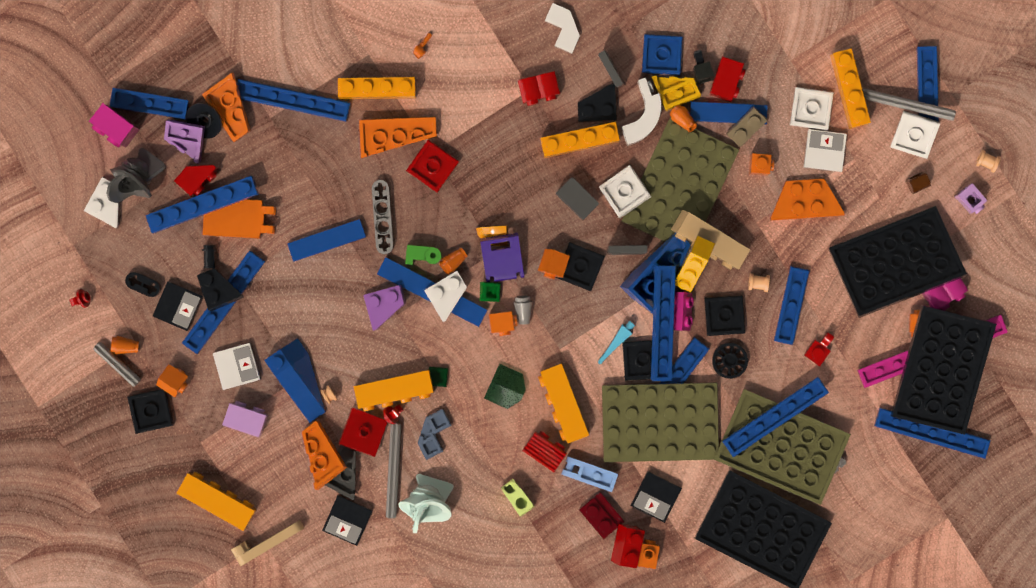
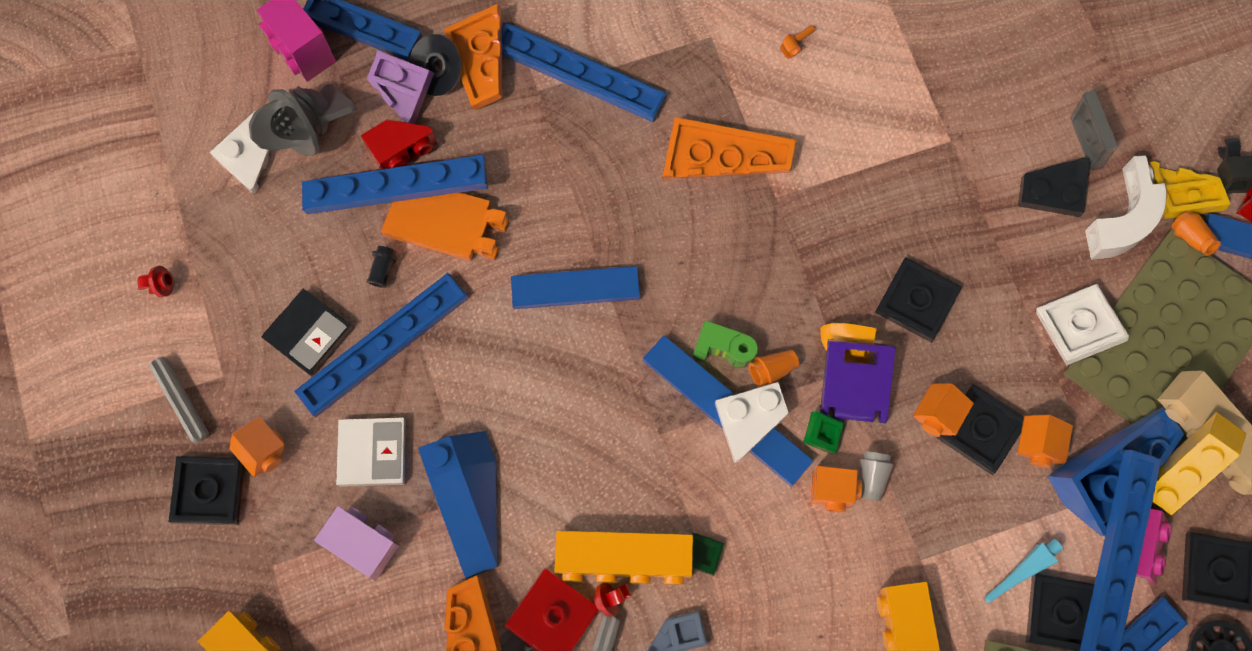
camera: 15 degrees right, 15 degrees down
(123, 345) = (198, 371): orange cone -> none
(140, 288) = (259, 290): black beam -> none
(217, 290) = (377, 320): black wing -> none
(328, 394) = (510, 536): light nougat bush -> none
(377, 88) = (713, 79): light orange brick -> none
(379, 217) = (674, 273): light grey beam -> none
(383, 304) = (641, 409): medium lavender wing -> none
(432, 166) = (773, 214): red plate -> none
(506, 387) = (816, 602): clear green slope -> none
(529, 197) = (918, 299): none -> black tile
(539, 87) = (967, 136): red brick -> none
(563, 19) = (1024, 54): white tile -> none
(577, 198) = (999, 317): dark grey panel -> none
(579, 139) = (1021, 227): light orange brick -> none
(614, 267) = (1045, 440): none -> orange brick
(627, 250) = (1084, 417): dark grey tile -> none
(662, 54) = (1170, 135): blue tile -> none

